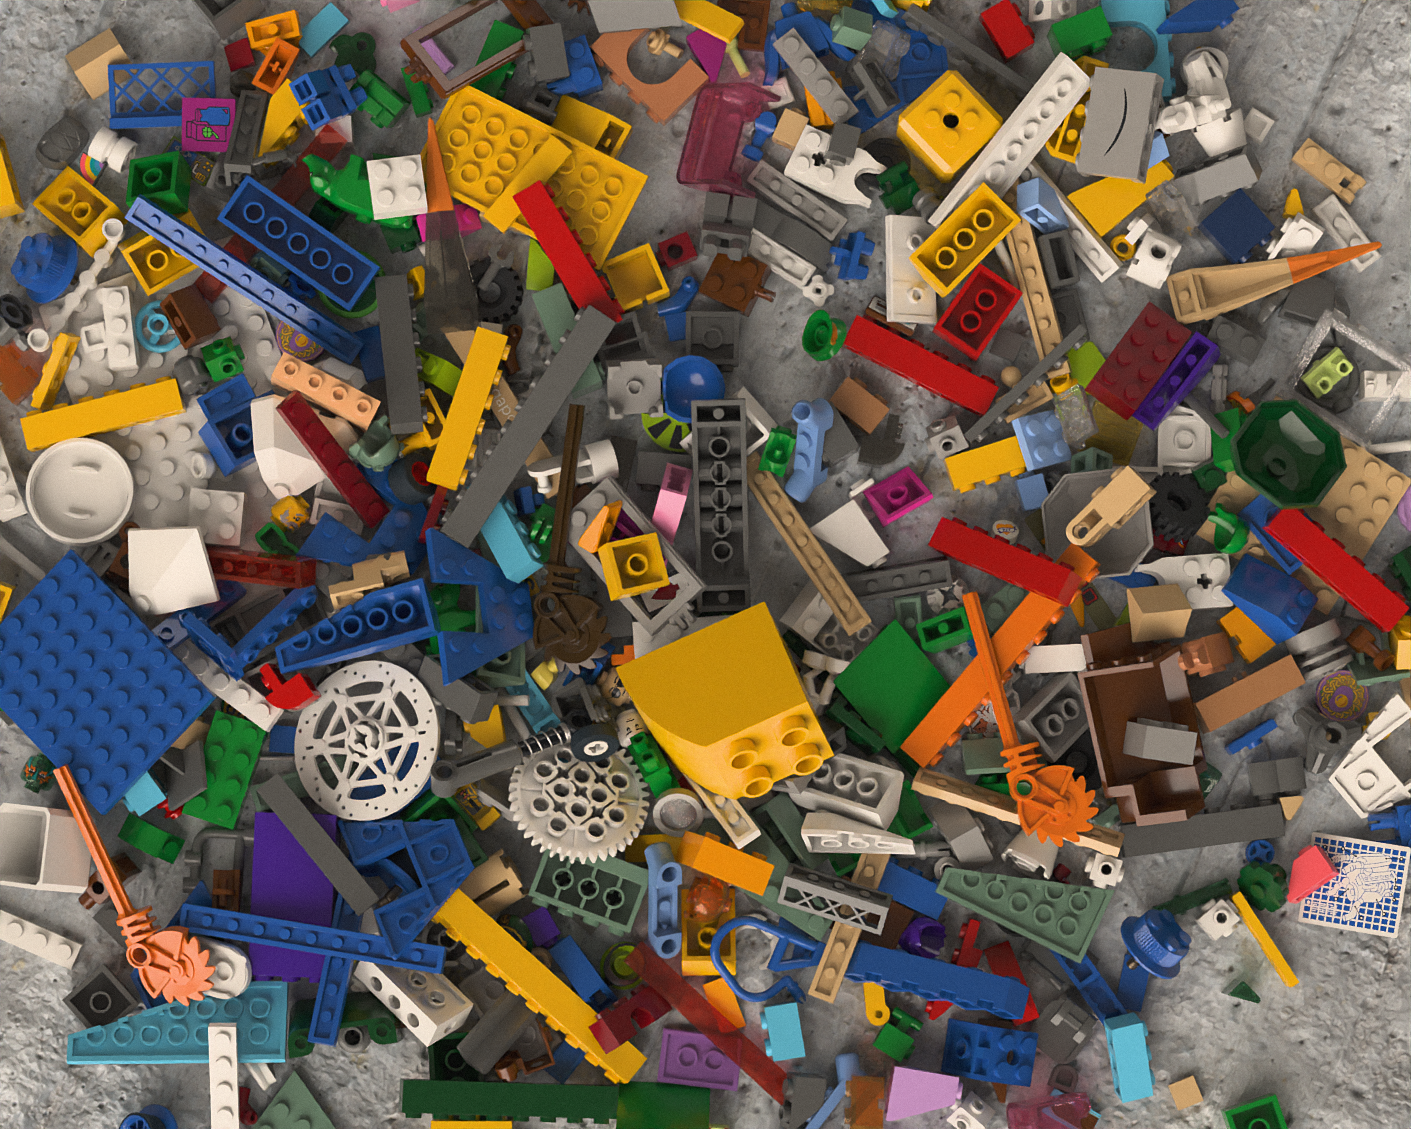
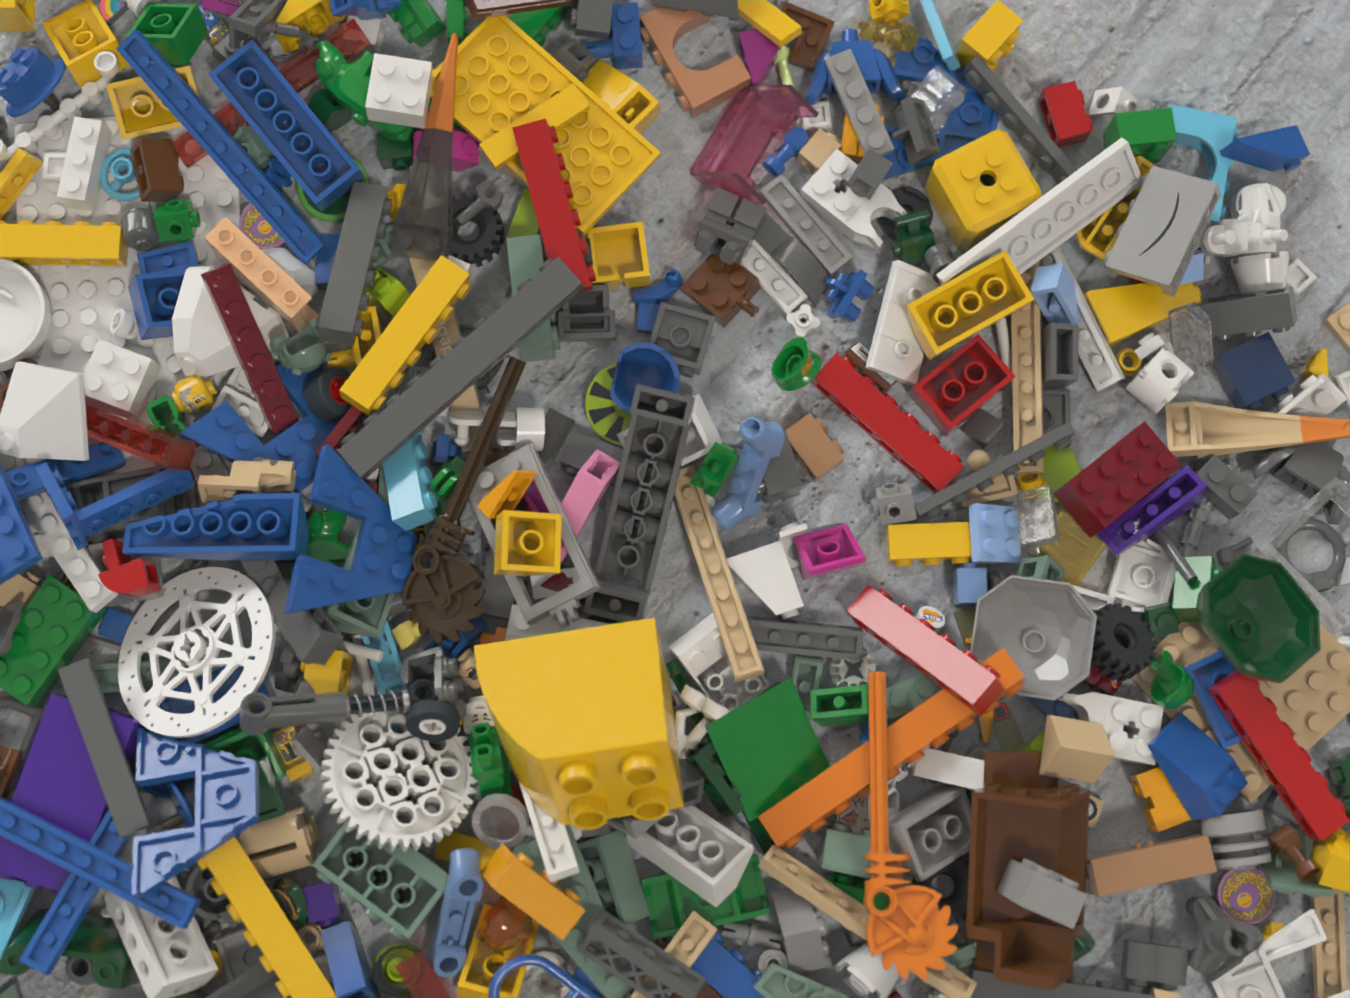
camera: 15 degrees right, 5 degrees down
(514, 335) = (478, 280): reddish brown arm -> none
(634, 387) = (585, 362): light grey panel -> none
(658, 42) = (710, 35): tan plate -> none
(682, 241) = (674, 231): dark red brick -> none
(838, 834) = (664, 893): white wedge -> none
(851, 28) = (909, 65): sand green brick -> none
(882, 452) = (825, 501): clear smoke brick -> none
(1110, 506) = (1055, 620): tan brick -> none
(1206, 654) = (1113, 810): nougat hinge -> none
(1238, 402) = (1208, 549): orange tile -> none
(1251, 738) = (1137, 912): blue plate -> none
(1327, 372) = (1313, 546): yellowish green hips -> none

